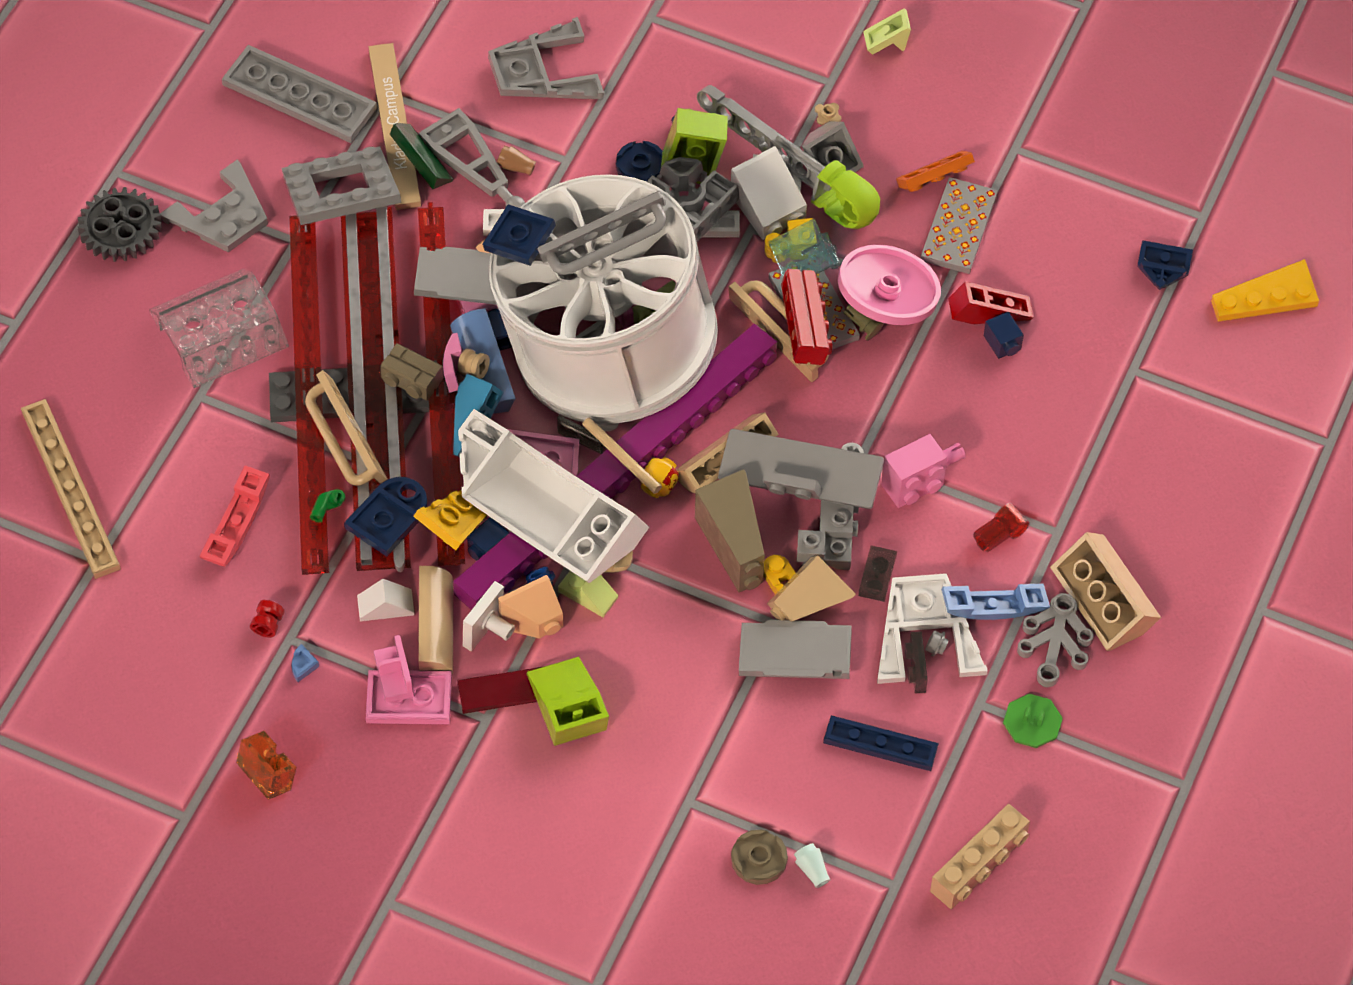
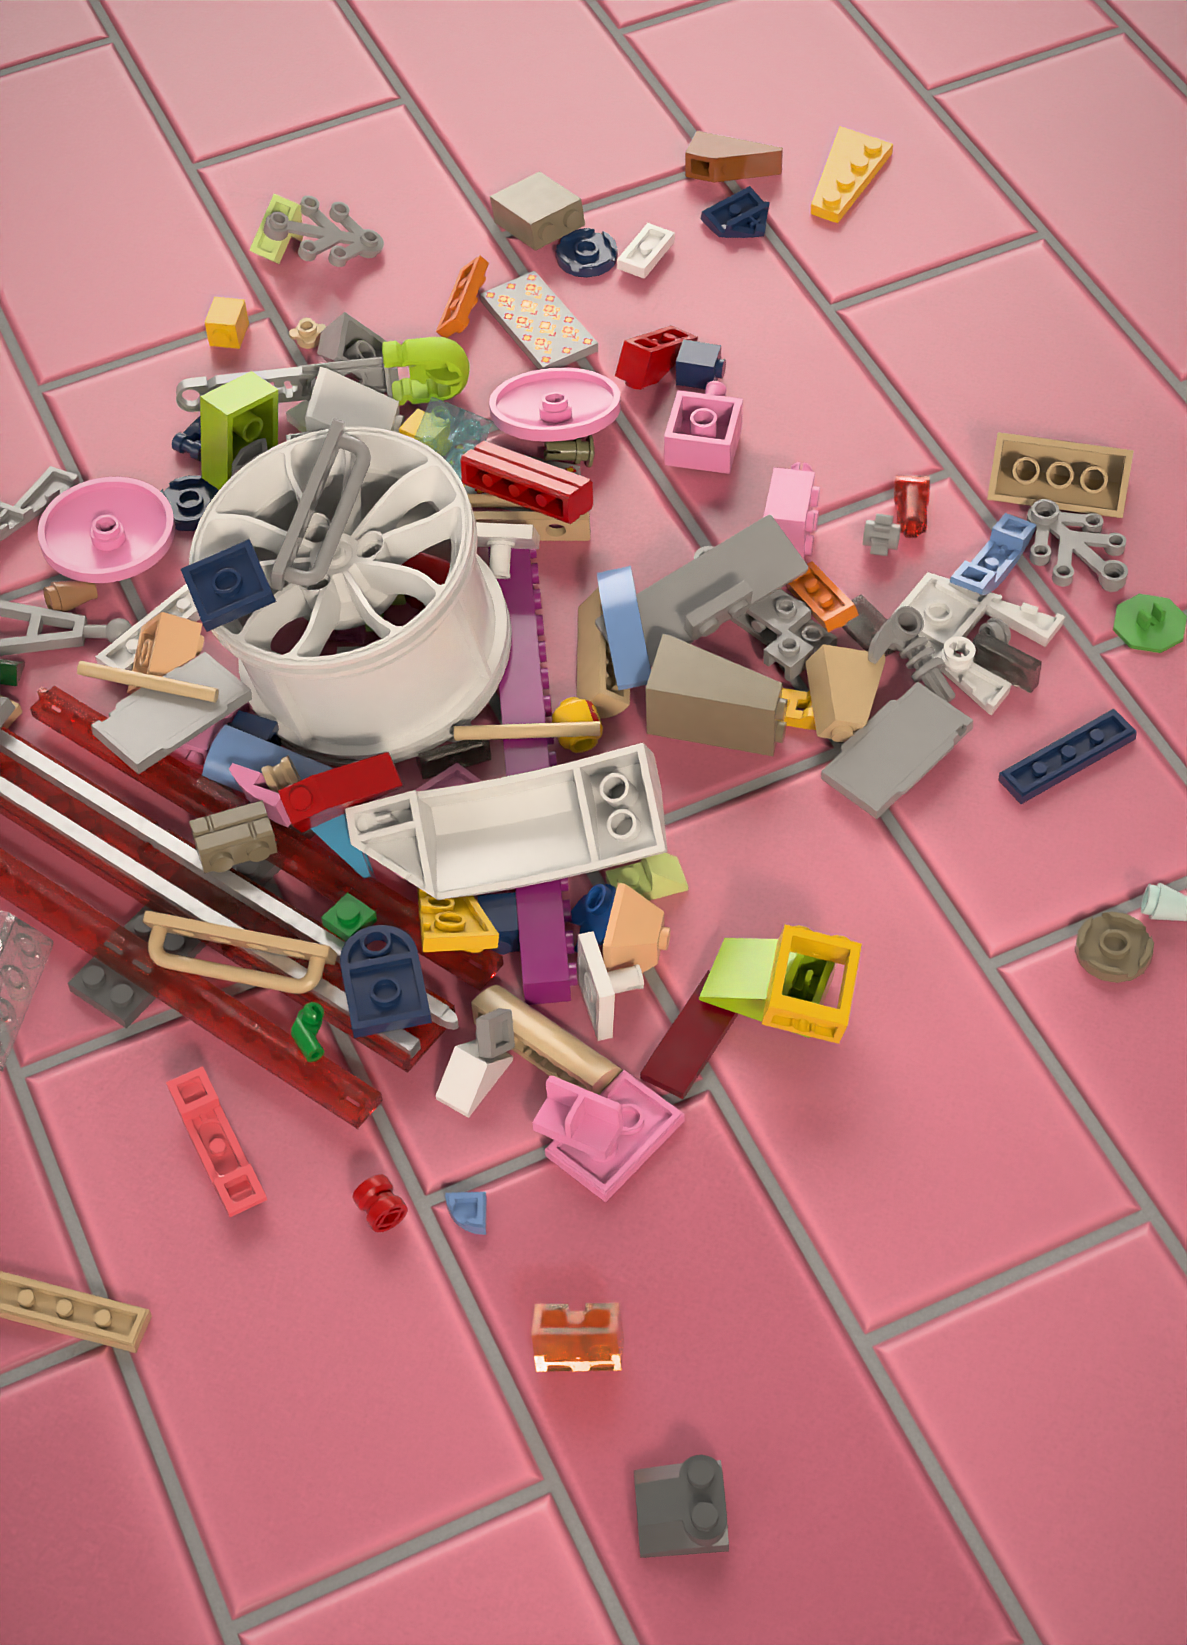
camera: 45 degrees left, 5 degrees down
(218, 883) = (681, 1508): none -> dark grey slope
(406, 590) = (495, 1033): none -> light grey plate
(414, 466) = (348, 917): none -> green plate
(469, 243) = (148, 681): none -> tan bar
(481, 396) = (334, 790): none -> red slope
(542, 729) = (805, 1016): none -> yellow window
(573, 139) = (106, 529): none -> bright pink dish
(738, 338) = (501, 539): none -> white tile
(741, 442) = (624, 627): none -> medium blue slope
(790, 68) = (227, 322): none -> yellow brick
(870, 531) = (823, 597): none -> orange plate
(873, 612) = (901, 634): none -> light grey piece
(889, 639) = (959, 644): none -> white bush
(909, 62) = (361, 241): none -> light grey plant
(947, 376) = (703, 430): none -> bright pink brick
(956, 529) = (881, 534): none -> light grey gear
(1046, 153) = (537, 210): none -> brick
(1046, 206) = (586, 253): none -> dark blue tile
(1076, 235) = (645, 250): none -> white plate
(1202, 217) = (727, 158): none -> dark orange slope

